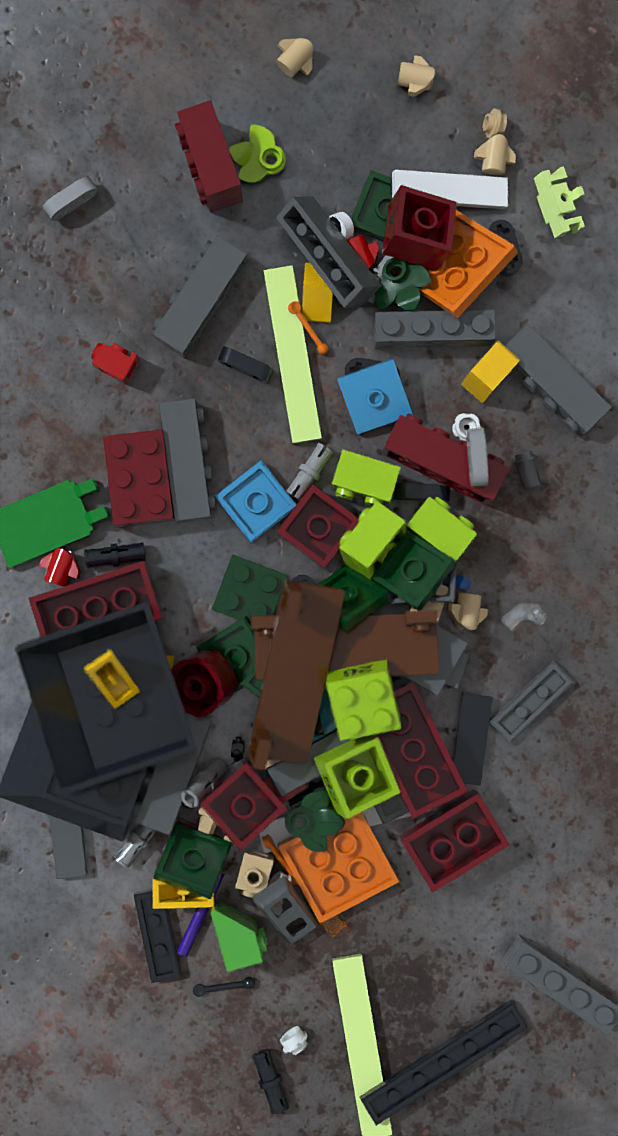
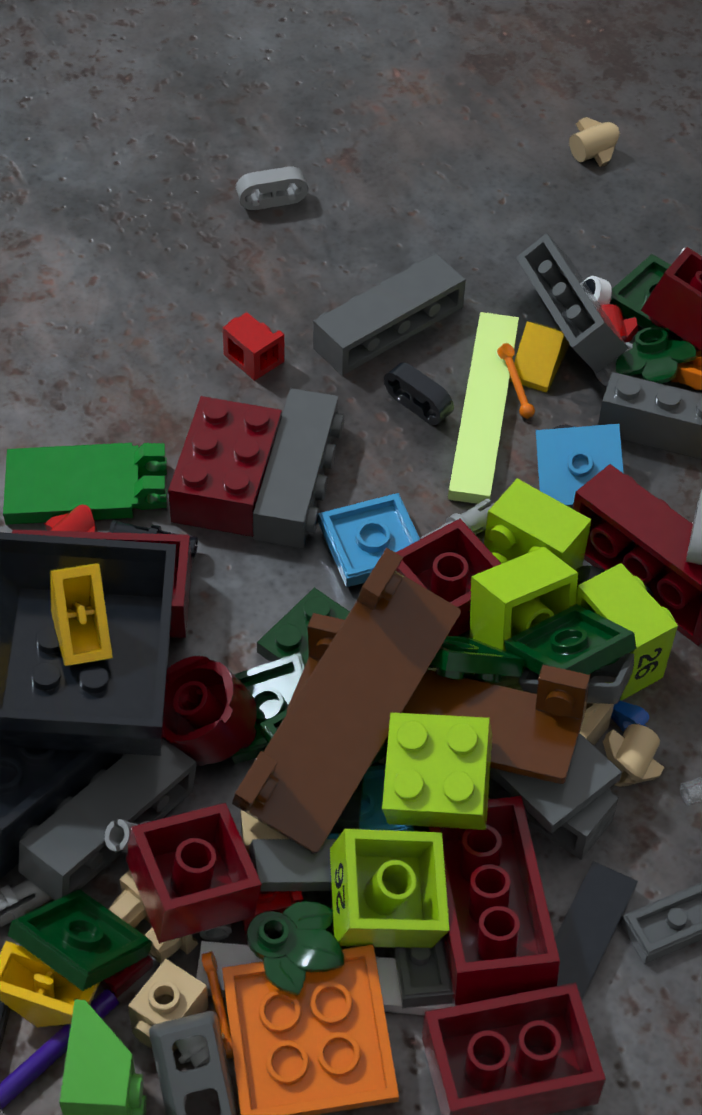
camera: 20 degrees right, 35 degrees down
(208, 157) = (455, 185): dark red brick -> none
(254, 153) = (519, 215): lime plate -> none

